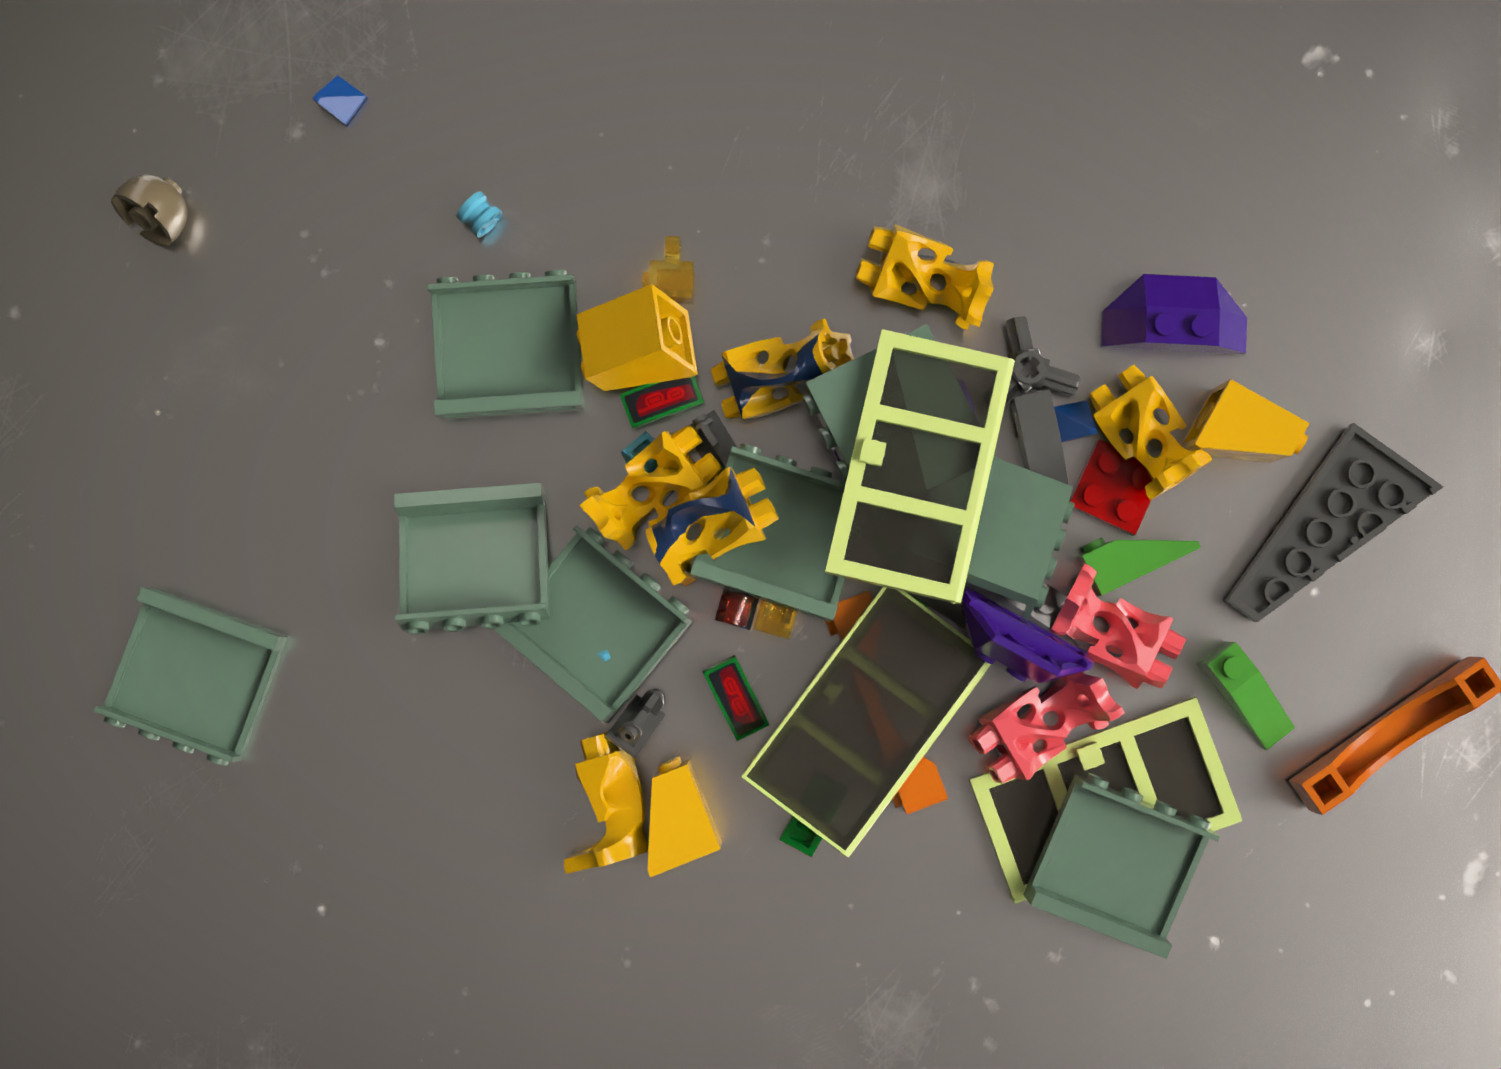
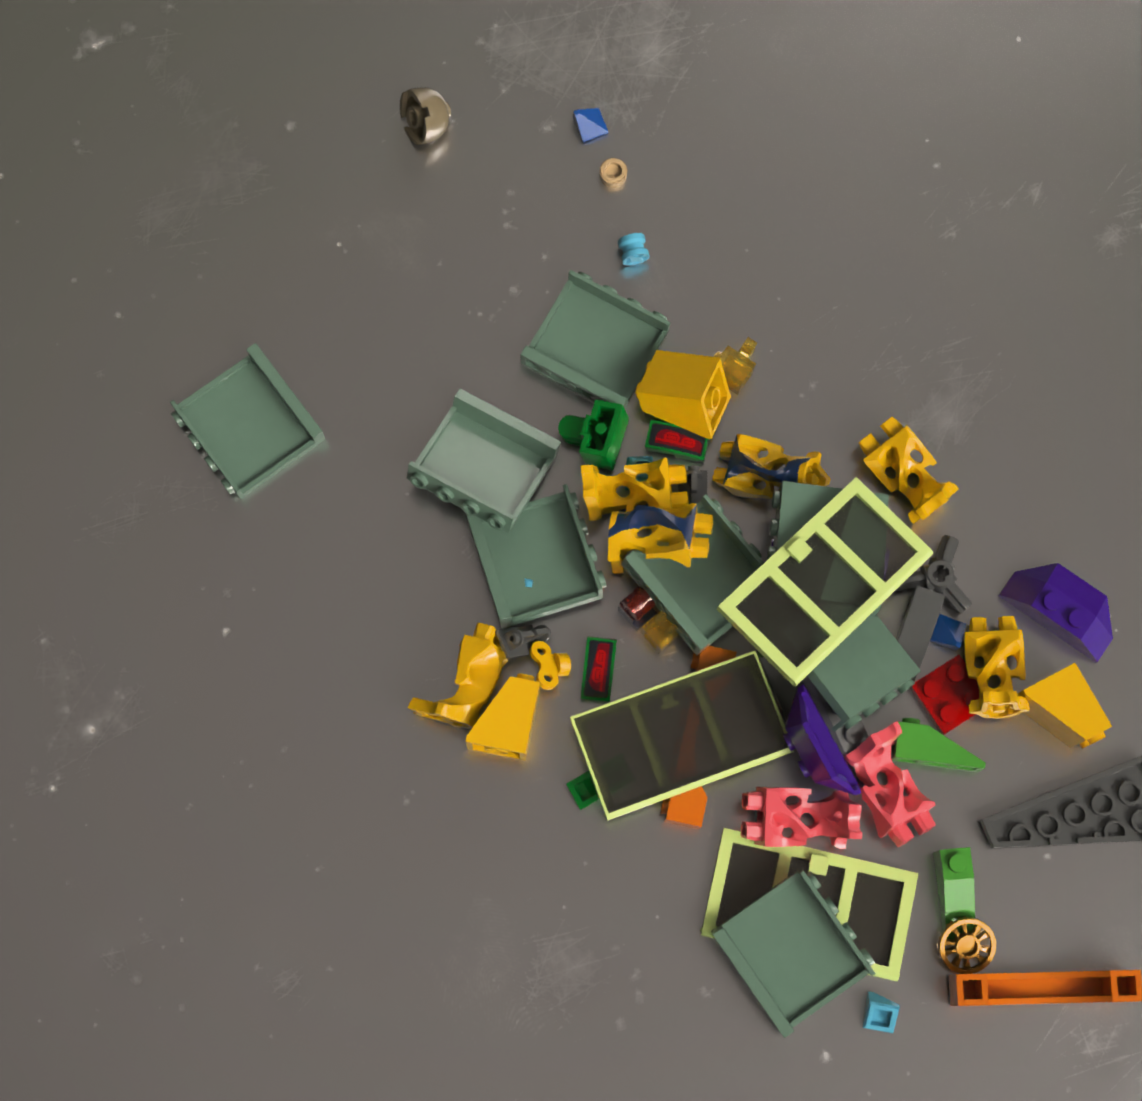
camera: 25 degrees right, 10 degrees down
(401, 139) = (613, 172): none -> tan tile
(574, 447) = (597, 434): none -> green brick
(683, 729) = (549, 664): none -> yellow piece
(1243, 864) = (880, 1013): none -> medium azure slope
(1290, 740) = (967, 945): none -> pearl gold wheel

